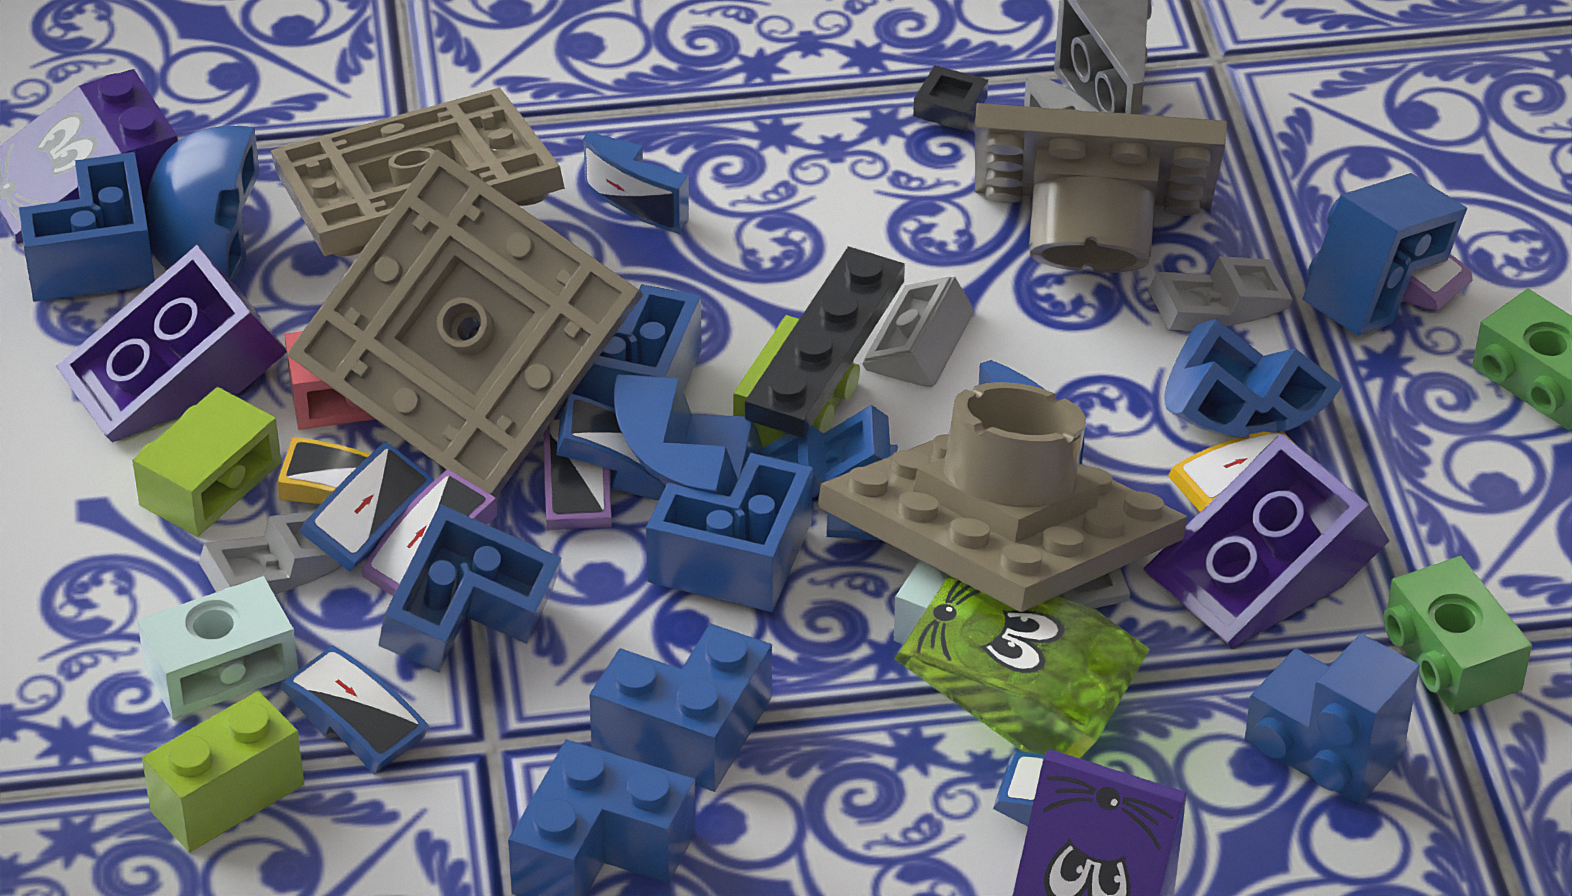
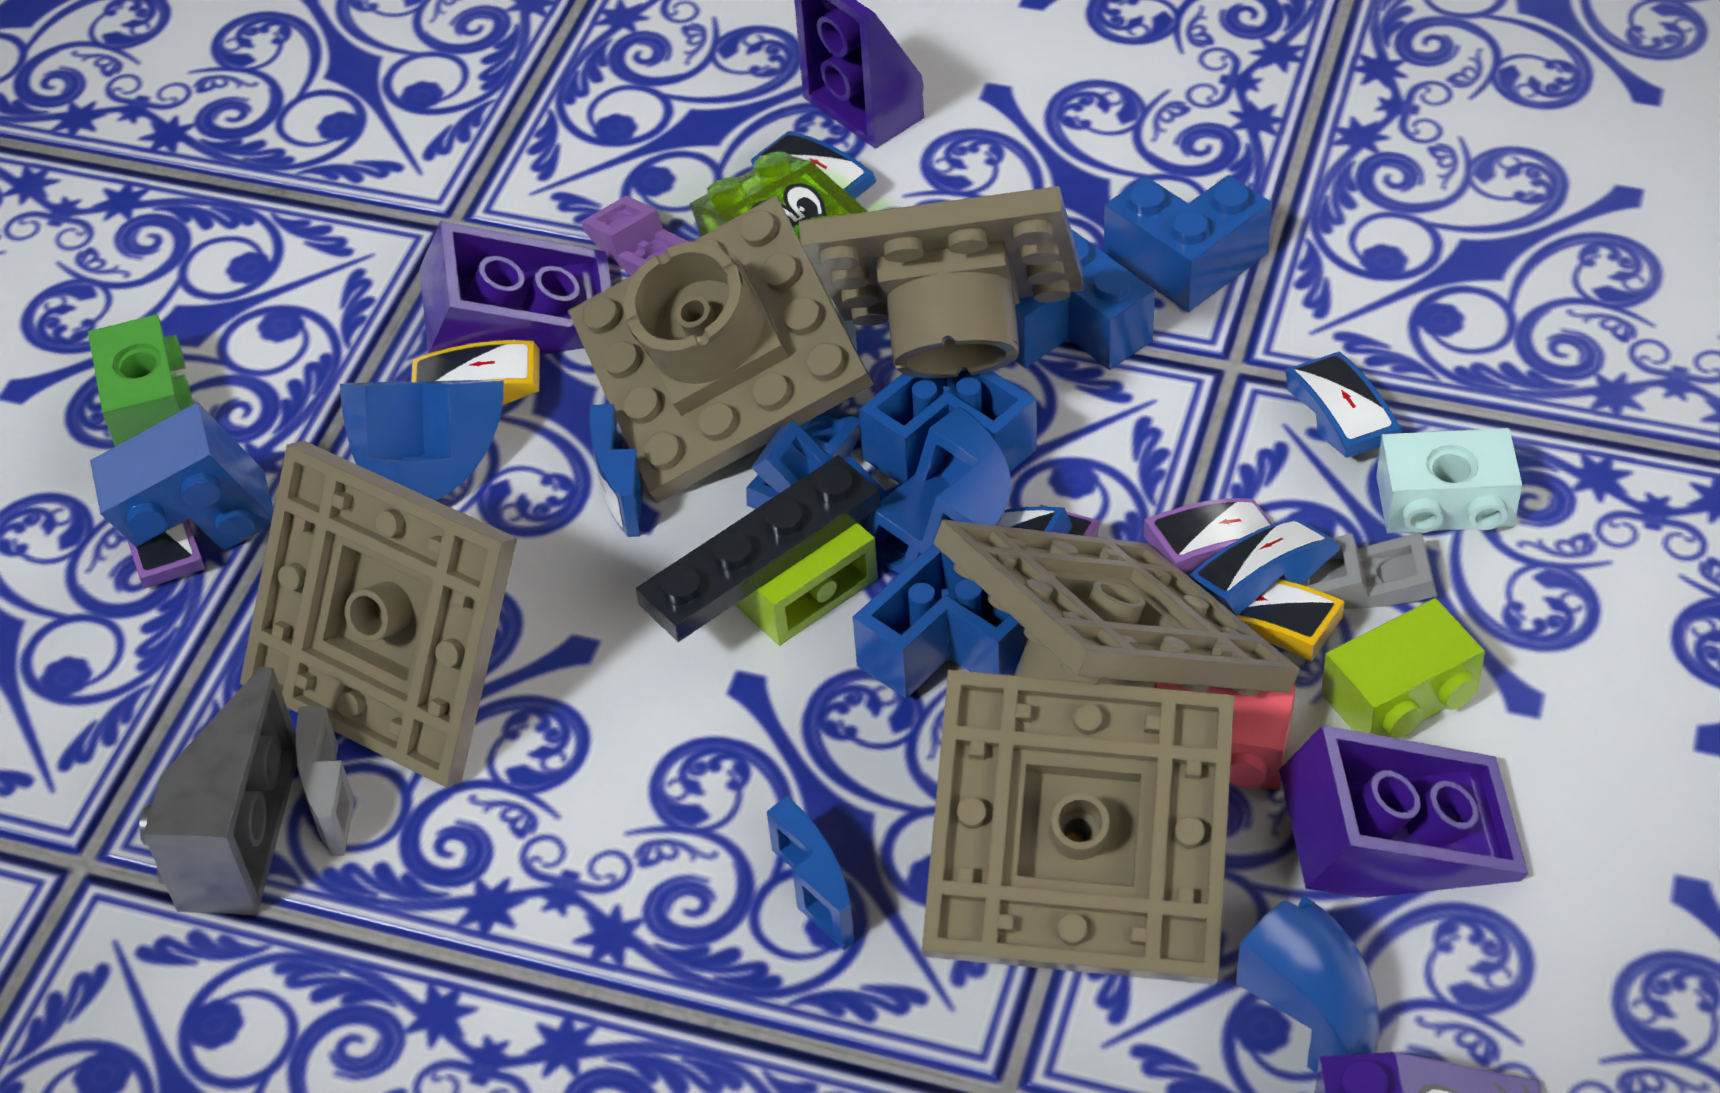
camera: 150 degrees left, 5 degrees up
(92, 240) = (1457, 969): blue brick -> none
(223, 771) = (1477, 363): lime brick -> none
(463, 573) = (1212, 439): blue brick -> none
(771, 489) = (947, 274): none -> dark tan piece
(920, 332) = (620, 632): light grey slope -> none
(950, 98) = (407, 877): black plate -> none
(1200, 672) = (629, 233): none -> medium lavender slope
(1337, 720) = (585, 134): blue brick -> none
(1457, 635) = (436, 184): bright green brick -> none

